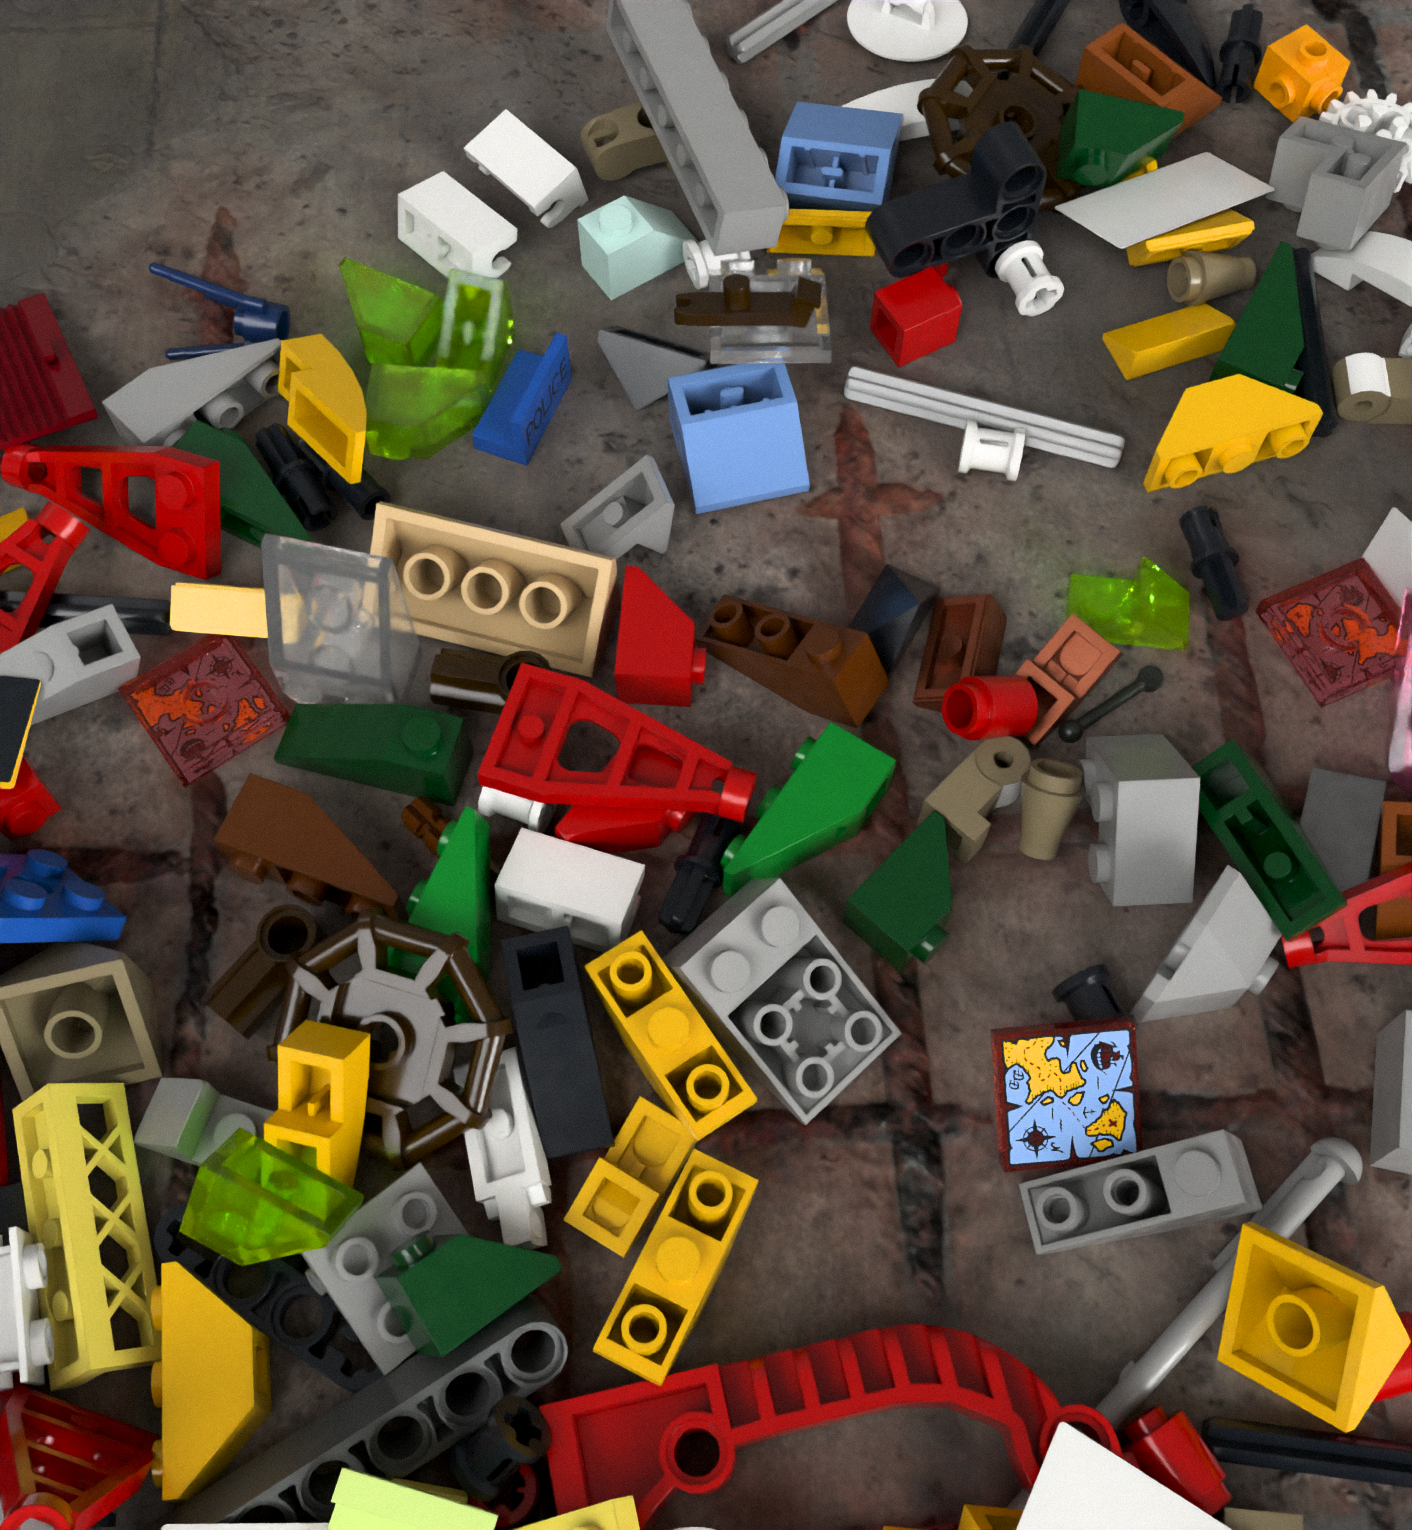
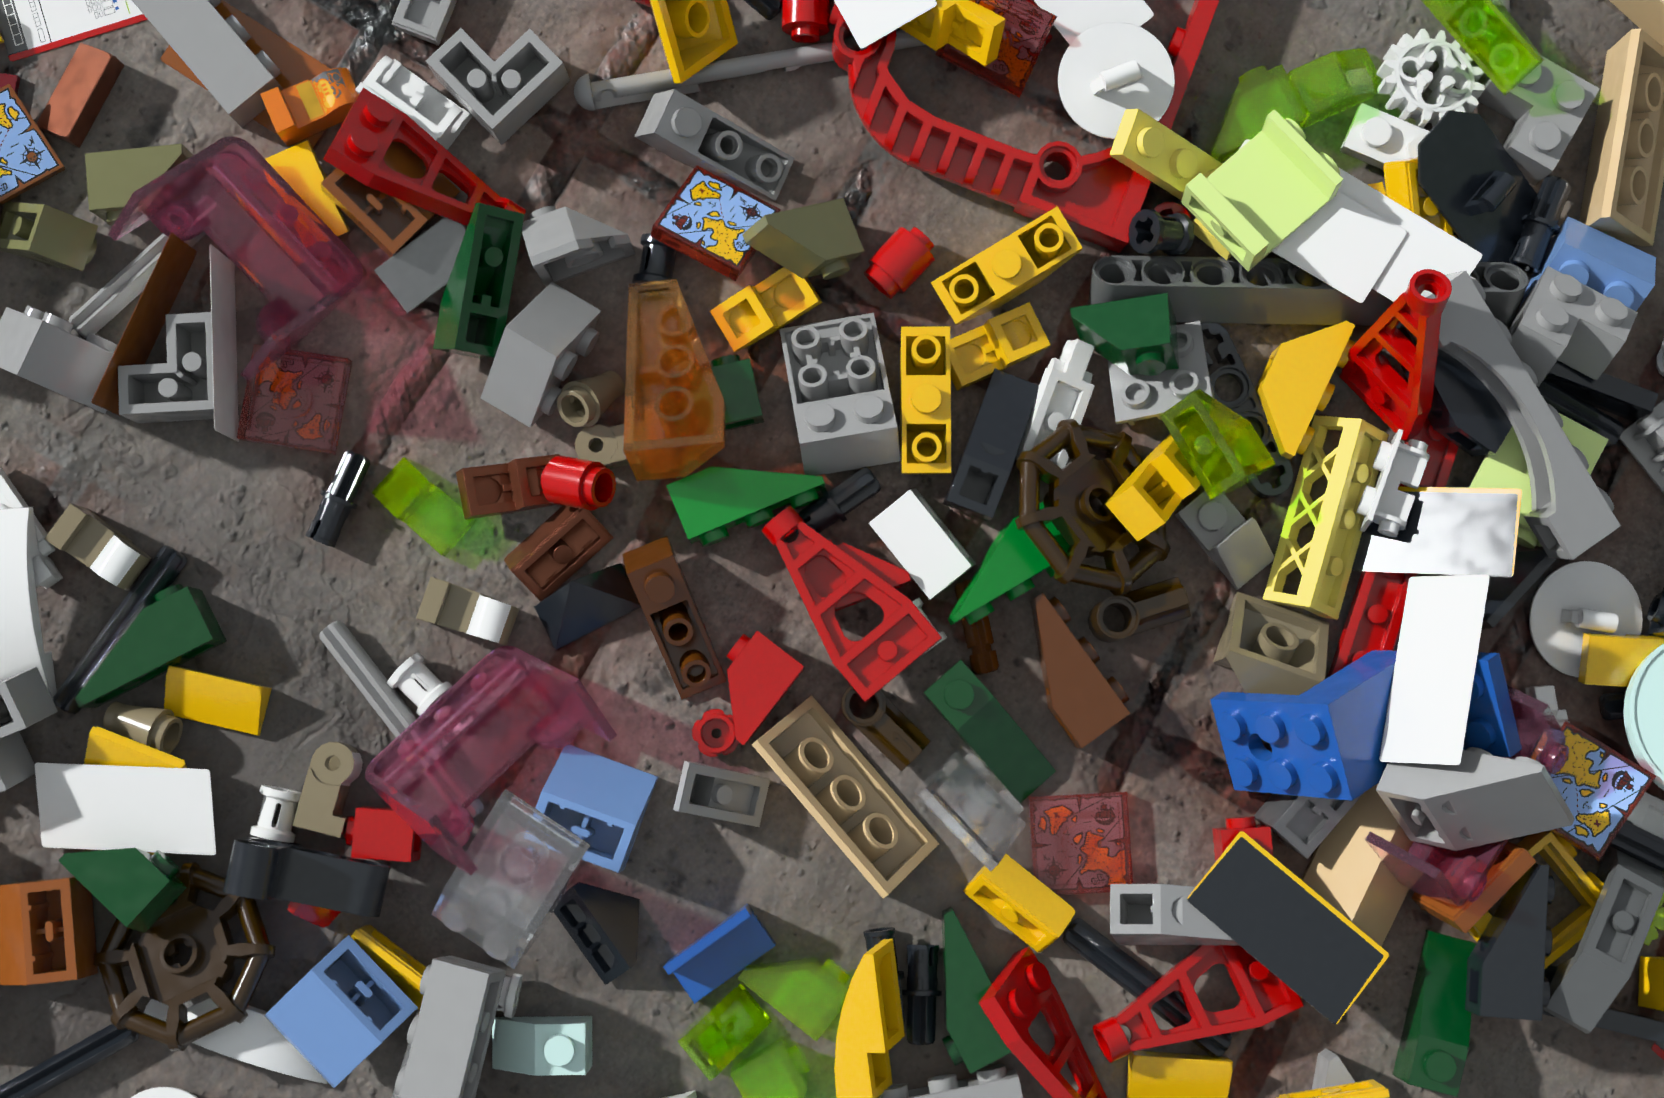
camera: 145 degrees left, 20 degrees up
(672, 568) = (703, 730): none -> red plate
(744, 308) = (531, 872): dark brown piece -> none
(815, 1199) = (900, 261): none -> red brick
(907, 401) = (474, 738): none -> clear pink windscreen
(934, 1046) = (764, 308): none -> yellow slope
(939, 1143) = (808, 239): none -> olive slope
(970, 839) = (670, 390): none -> clear orange wedge
(1001, 320) = (326, 789): none -> dark tan leg
(1002, 537) = (467, 611): none -> dark tan leg
(1147, 680) = (448, 452): pearl dark grey hinge -> none
(1227, 429) = (249, 592): yellow slope -> none

